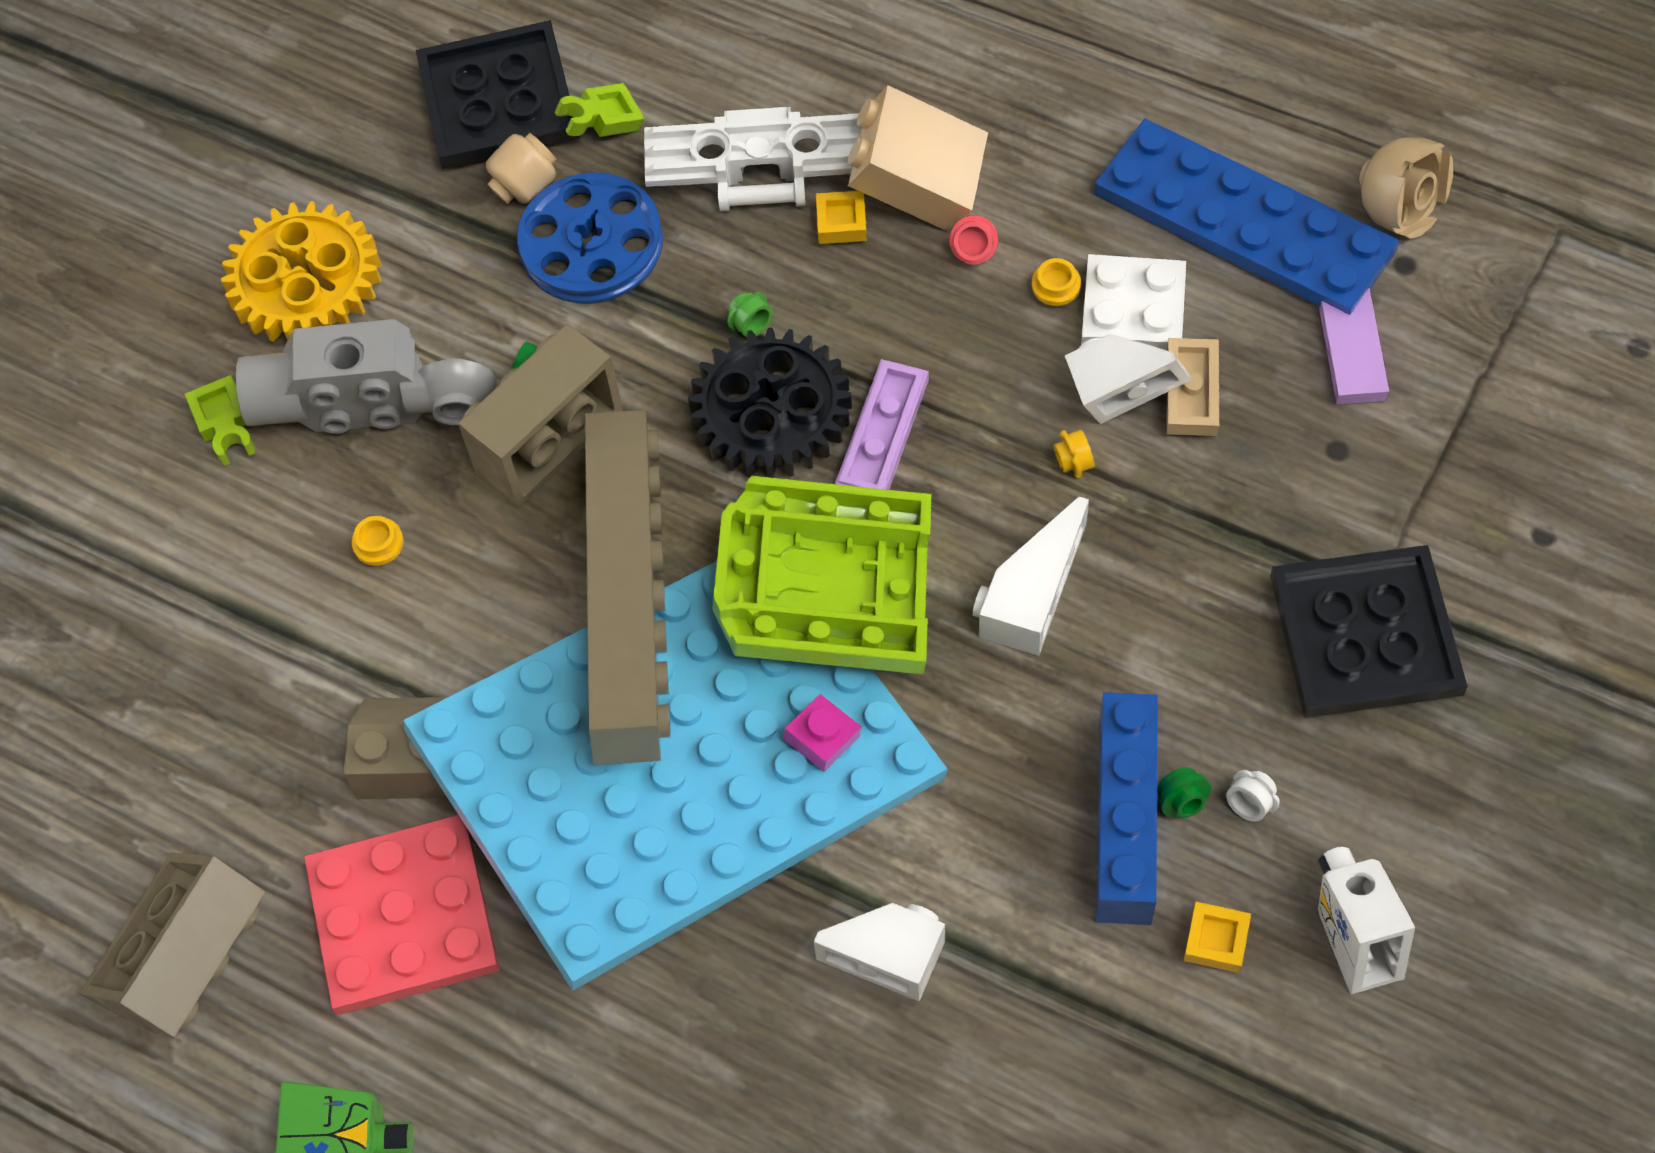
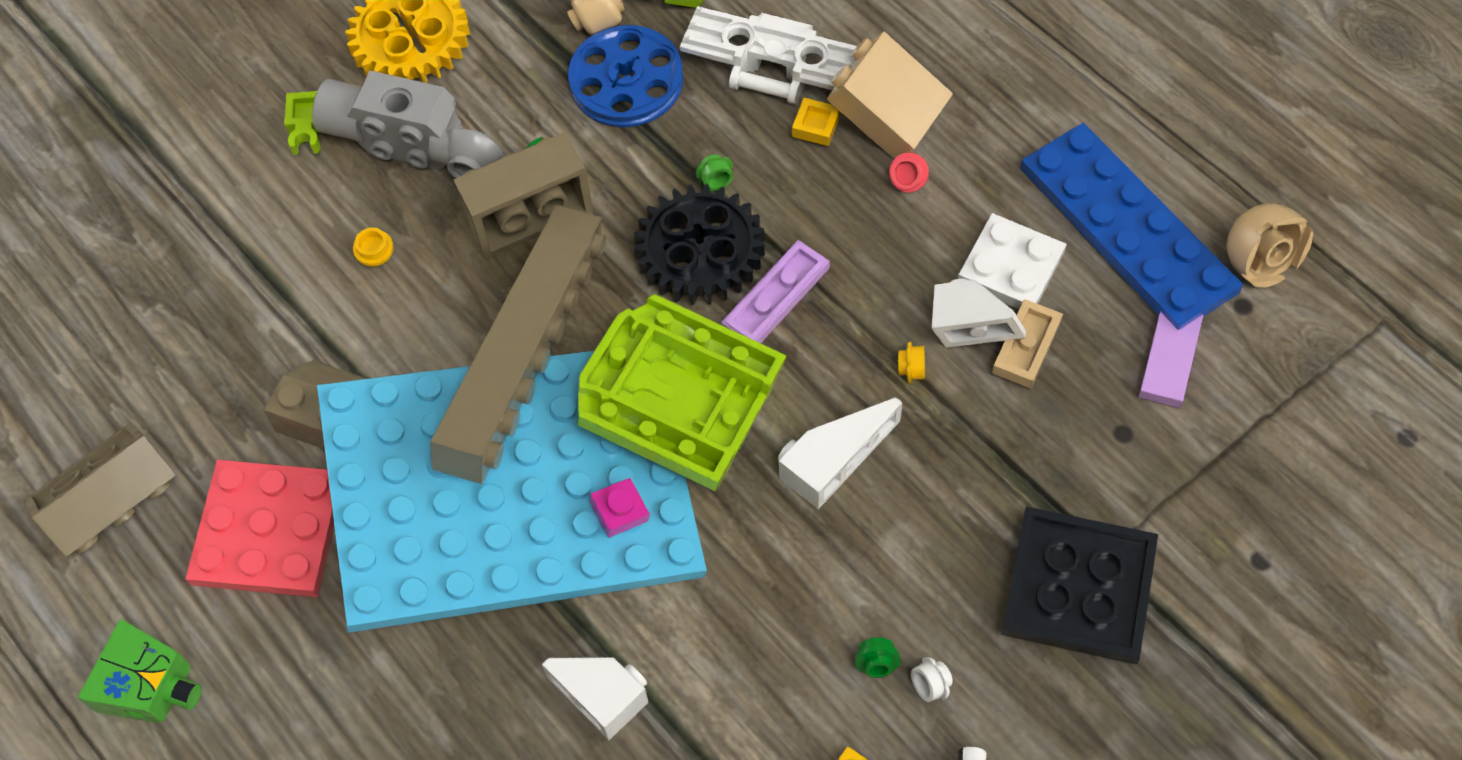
camera: 20 degrees right, 0 degrees up
(1056, 282) = (958, 226): yellow plate -> none
(1127, 809) = (826, 653): blue brick -> none

